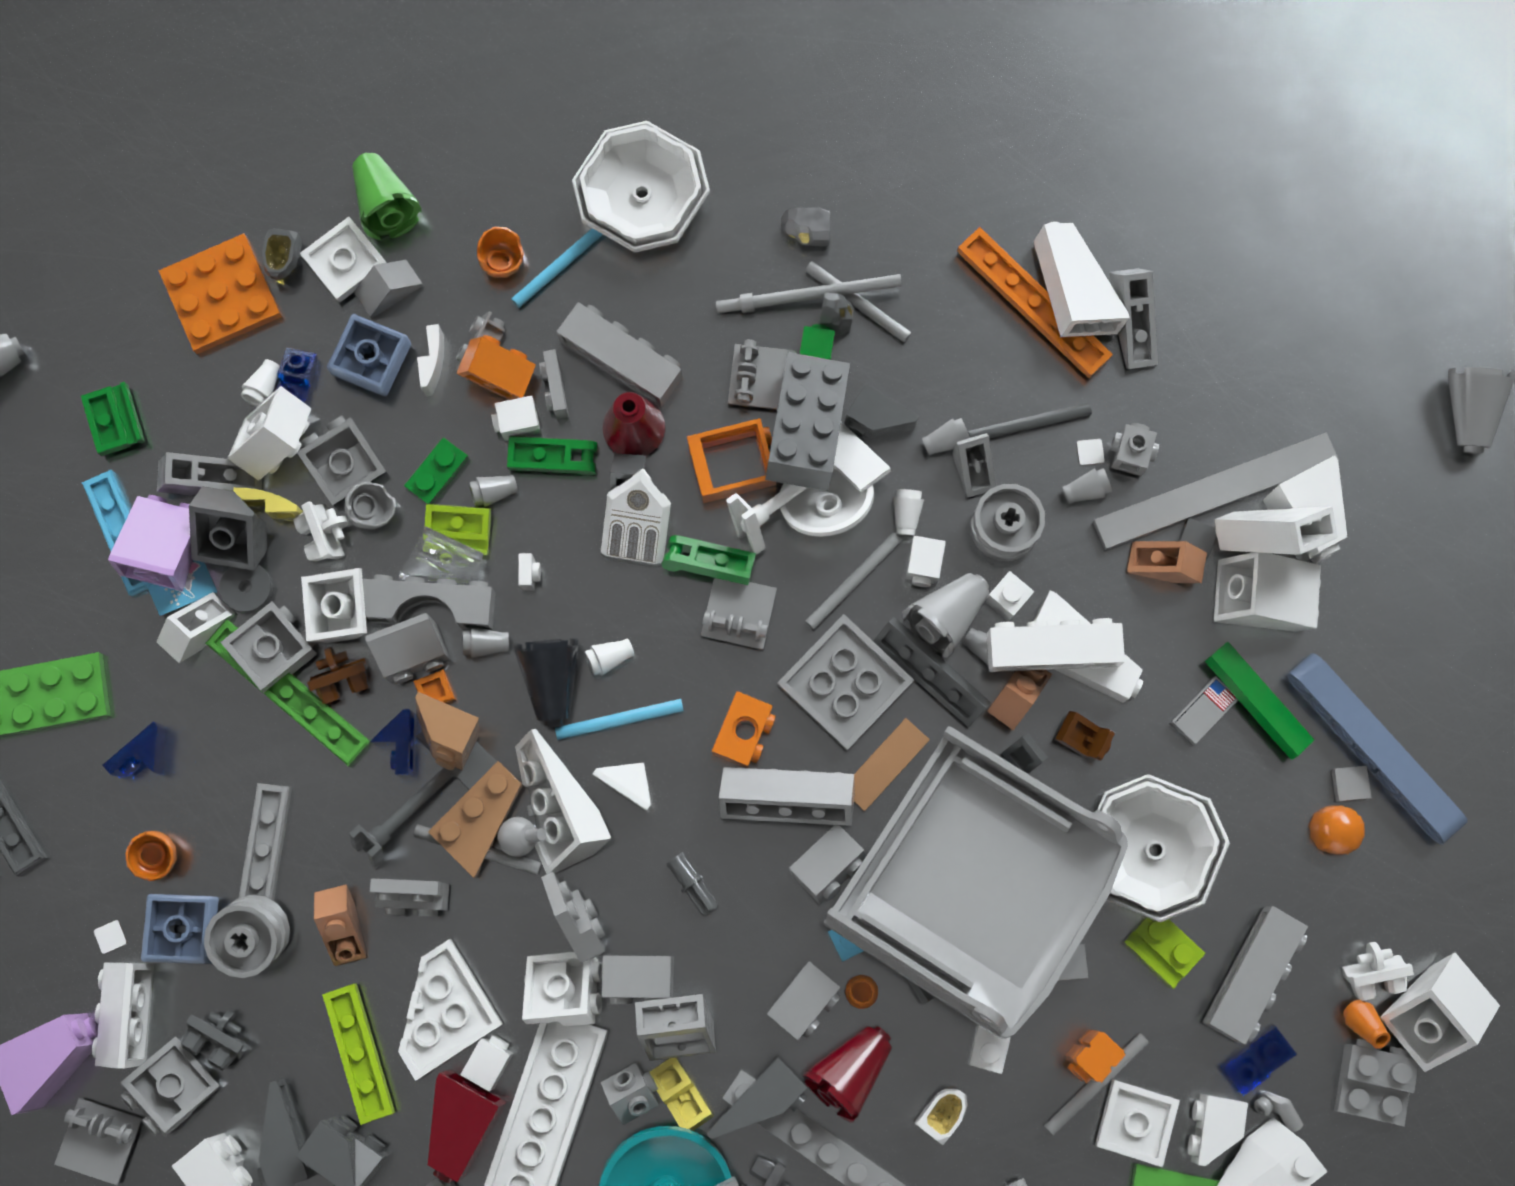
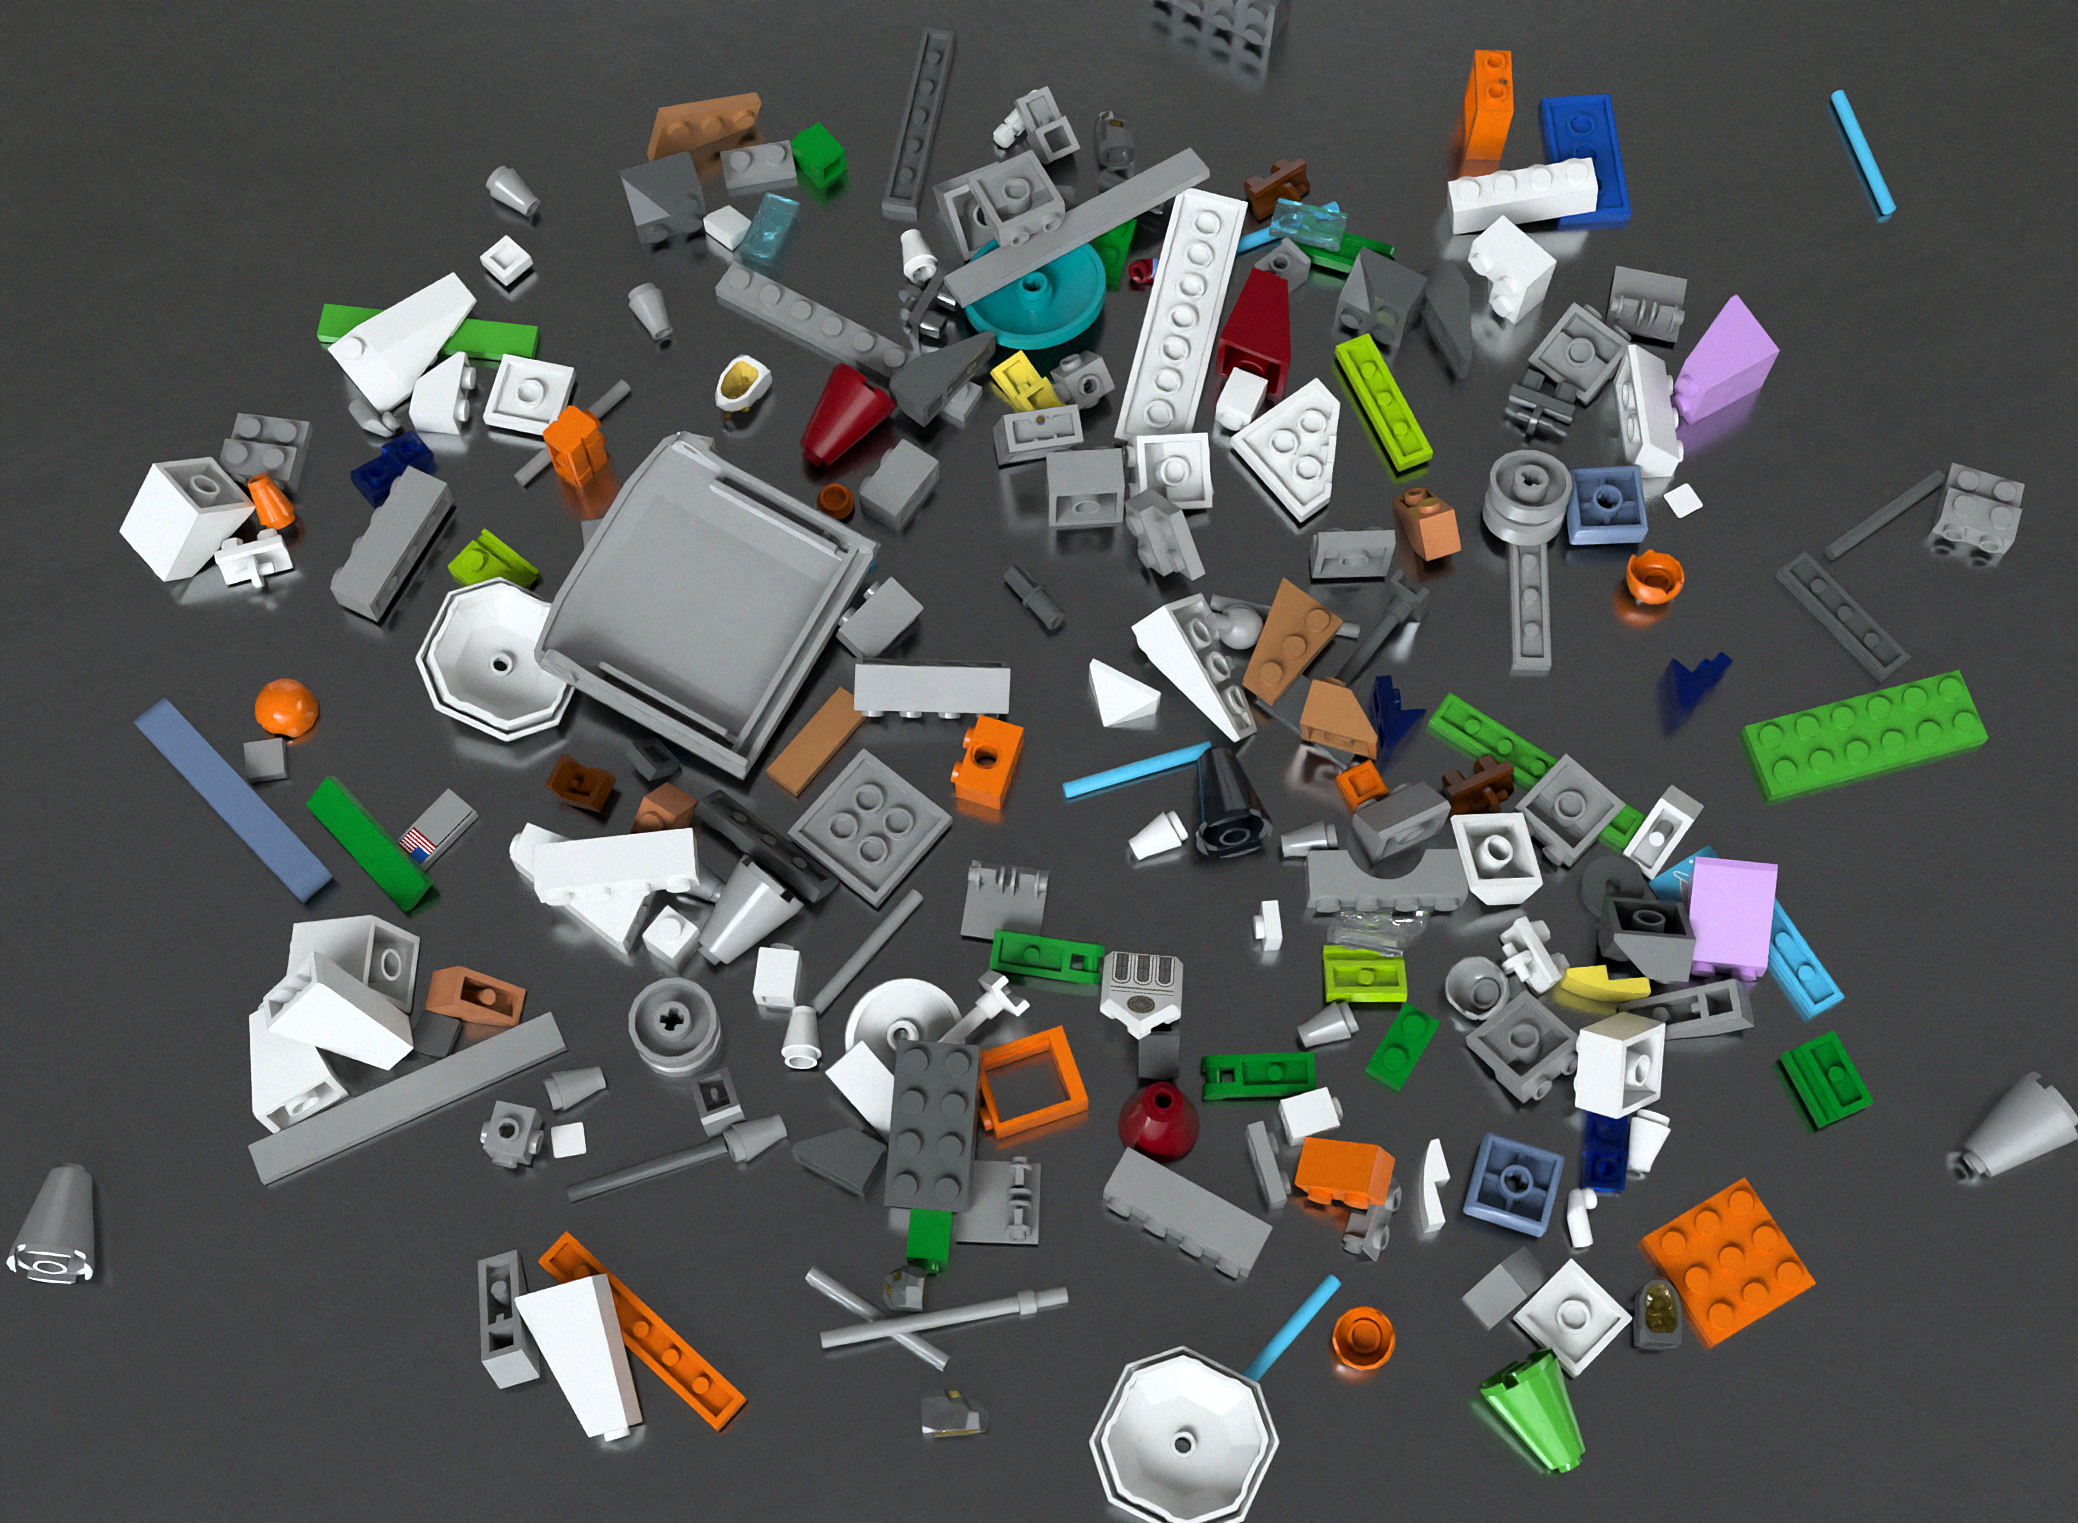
camera: 175 degrees right, 10 degrees down
(325, 332) = (1577, 1217): none -> white arm

